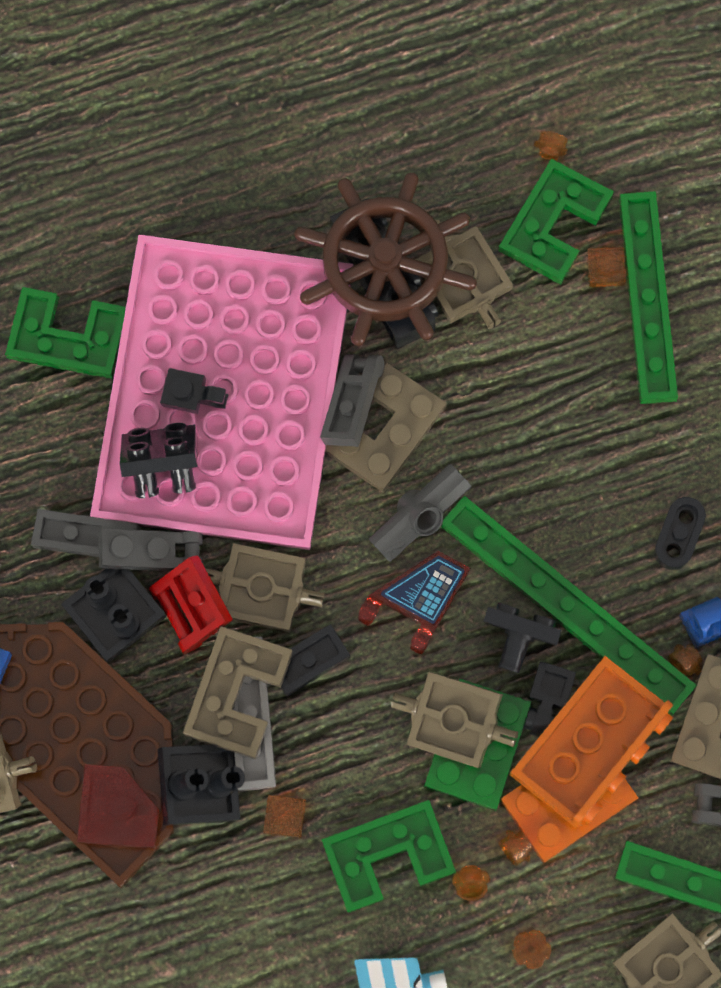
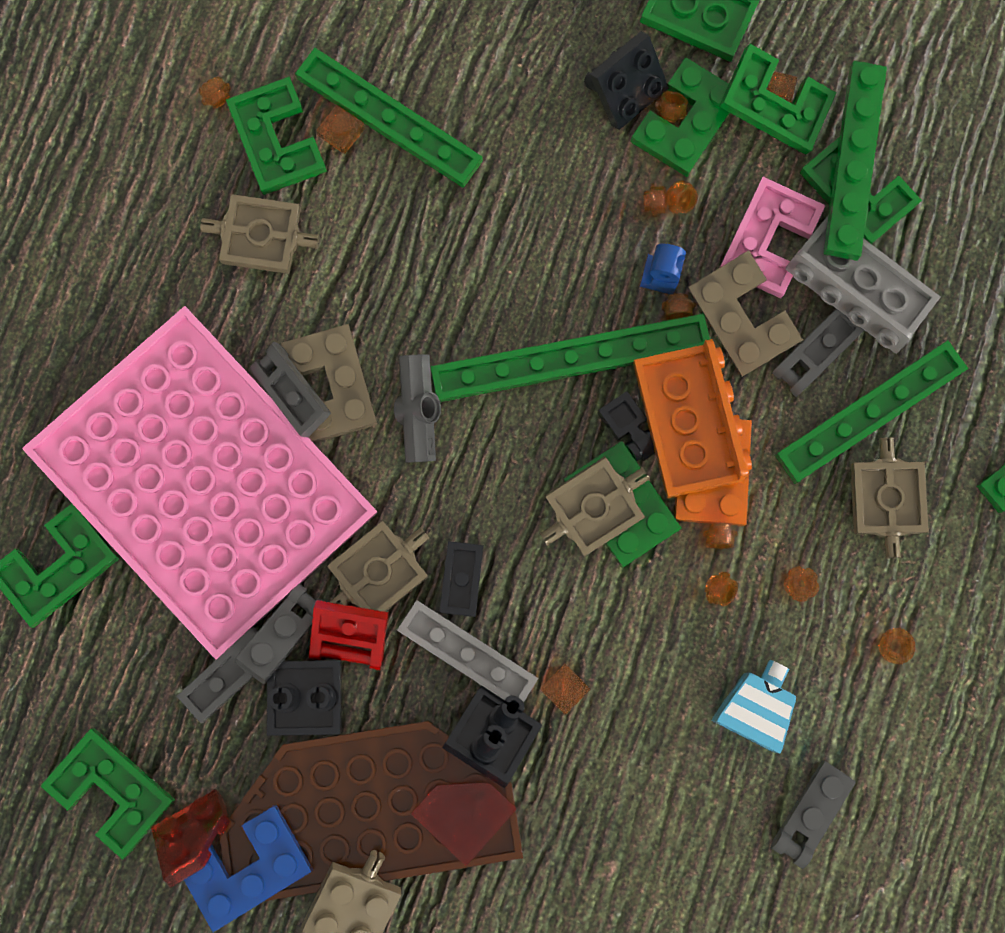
camera: 60 degrees left, 5 degrees up
(159, 450) = (212, 565): black plate -> none
(188, 390) = (181, 508): black plate -> none
(212, 712) = (418, 638): dark tan plate -> none
(383, 265) = (206, 284): reddish brown brick -> none
(407, 830) = (631, 654): green plate -> none
(420, 595) = (478, 457): flag -> none
(520, 633) = (570, 408): black plate -> none
(678, 534) = (583, 238): black plate -> none

